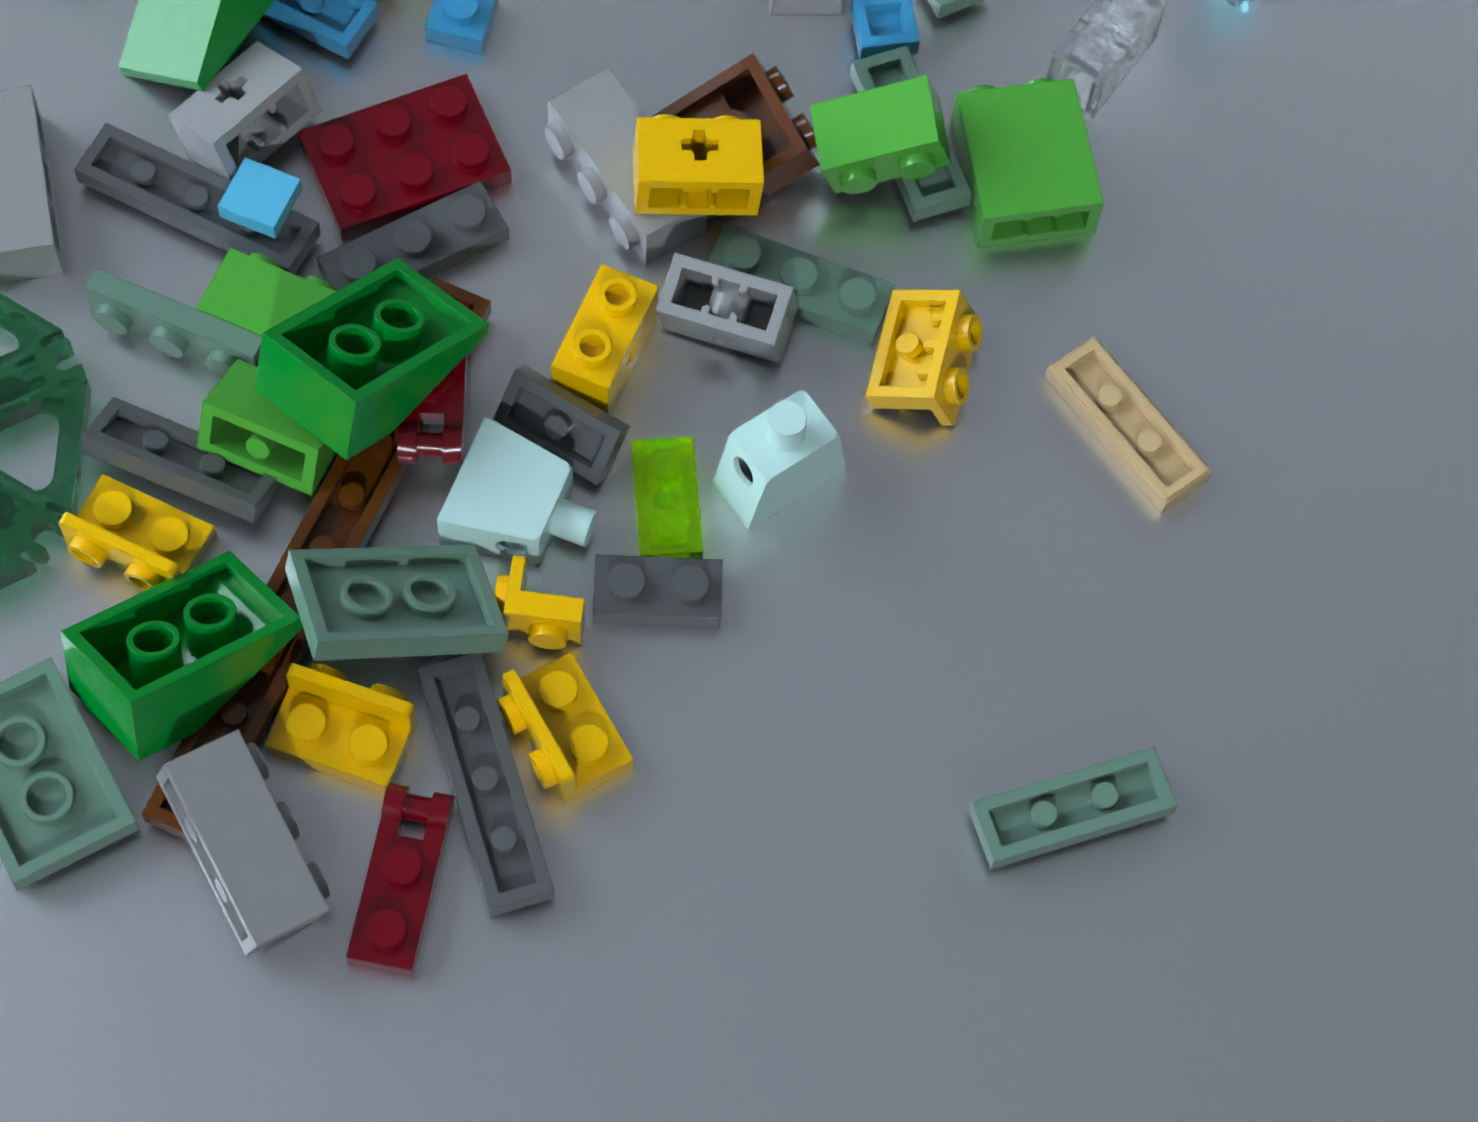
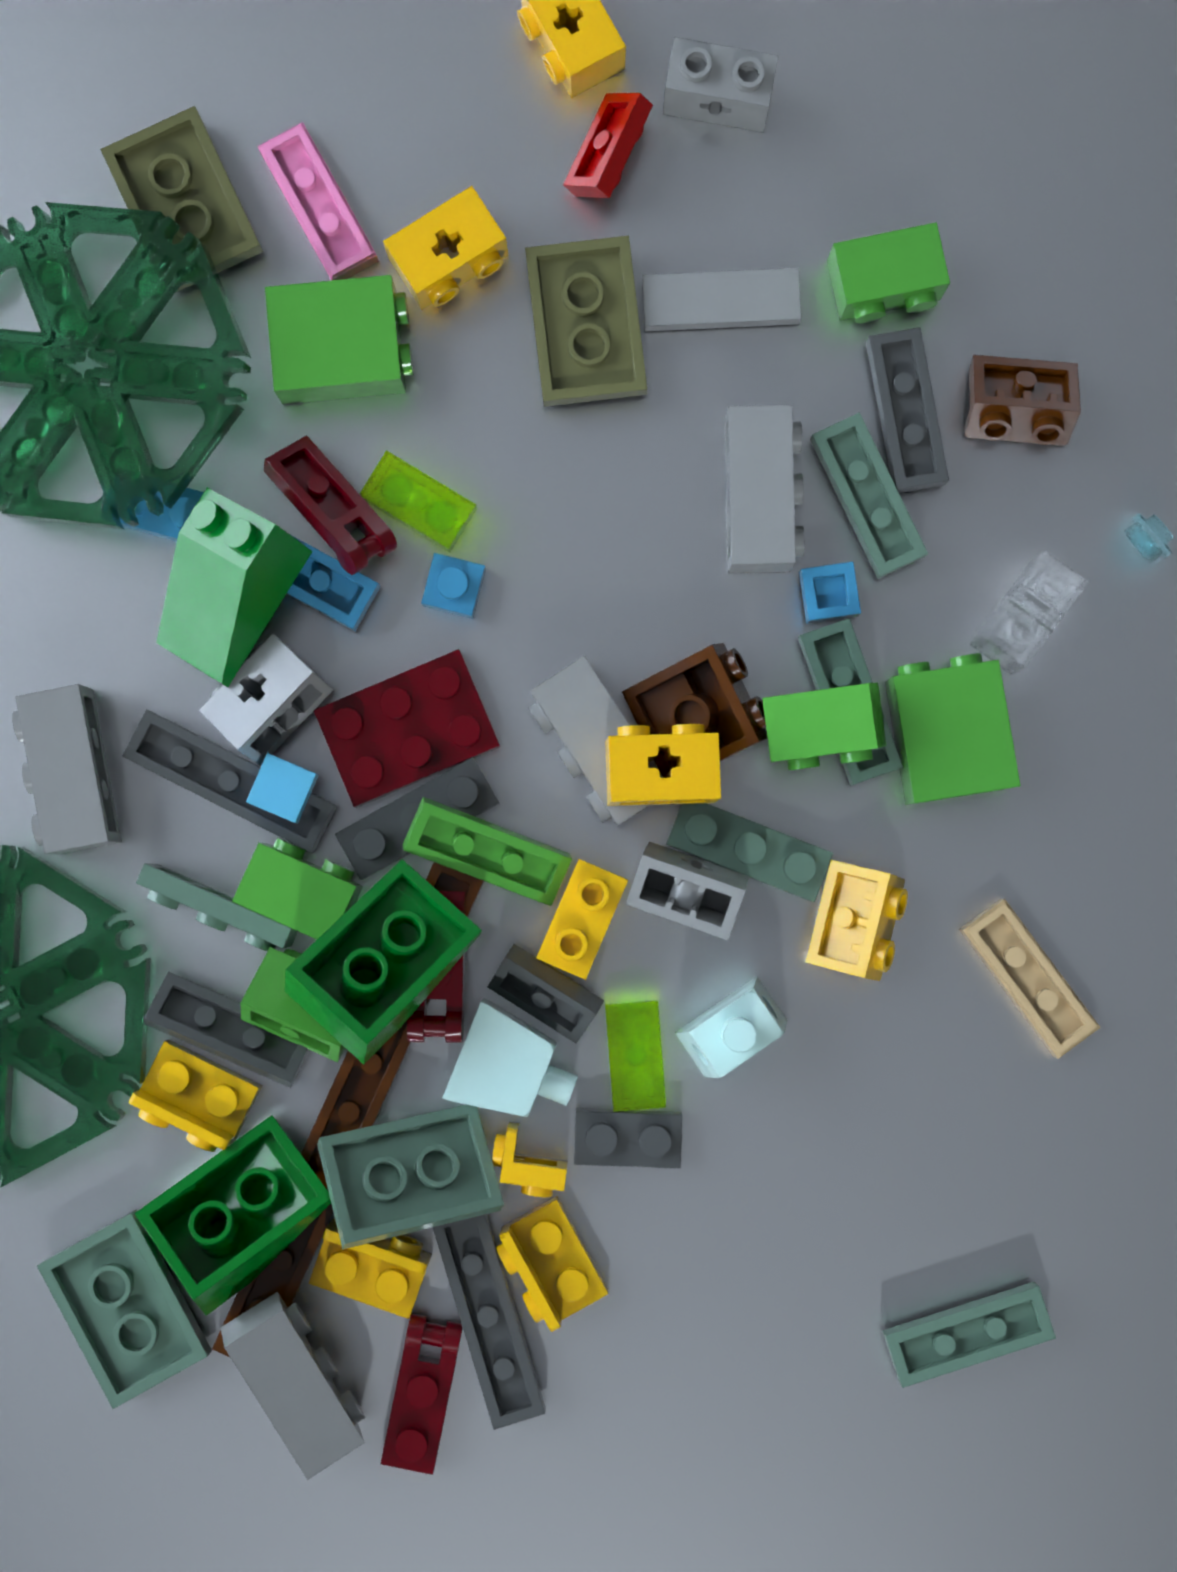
camera: 10 degrees right, 20 degrees up
(495, 268) = (486, 851): none -> bright green plate

